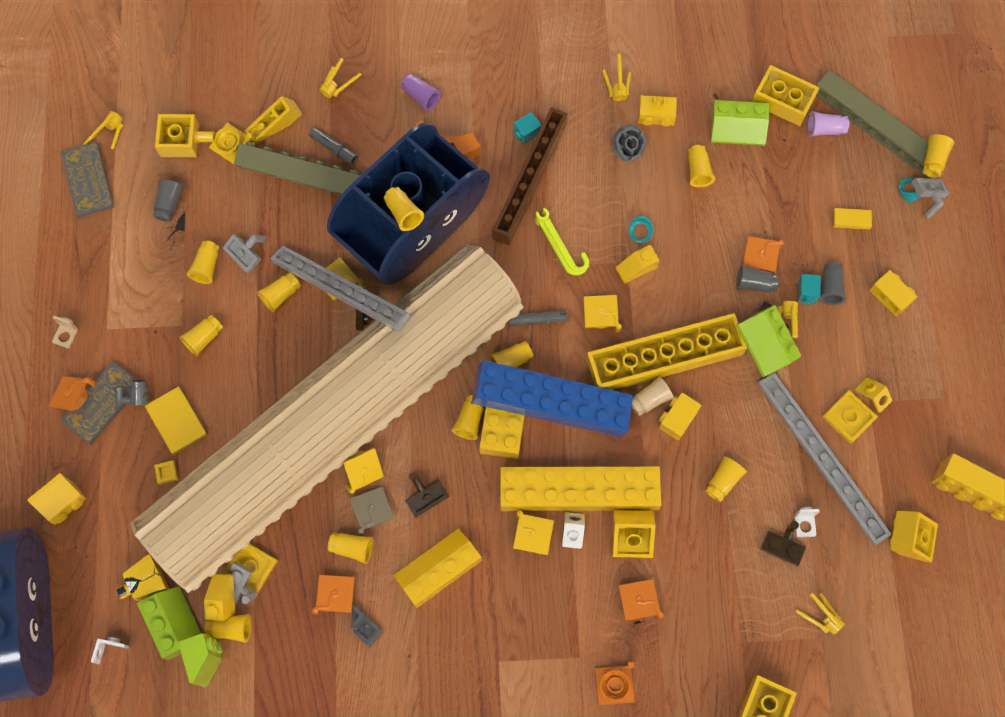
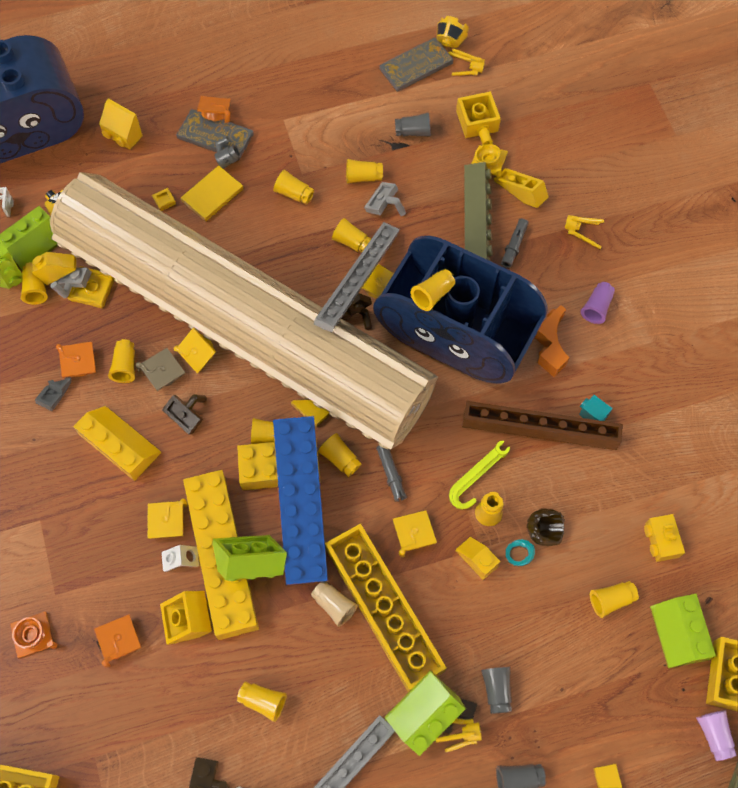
camera: 75 degrees right, 5 degrees down
(65, 132) = (451, 32): none -> yellow cone
(65, 325) = (276, 87): tan bracket -> none
(455, 377) = (308, 409): none -> yellow tile
(596, 457) = (249, 557): none -> lime slope
(597, 242) = (489, 515): none -> yellow plant
(619, 91) = (673, 493): yellow plant -> none
(625, 200) = (546, 527): none -> dark brown hair
(628, 143) = (611, 513): dark grey cone -> none
(679, 416) = (320, 637): yellow brick -> none
(762, 253) = (530, 689): orange hat -> none
(809, 289) = (505, 751): teal brick -> none

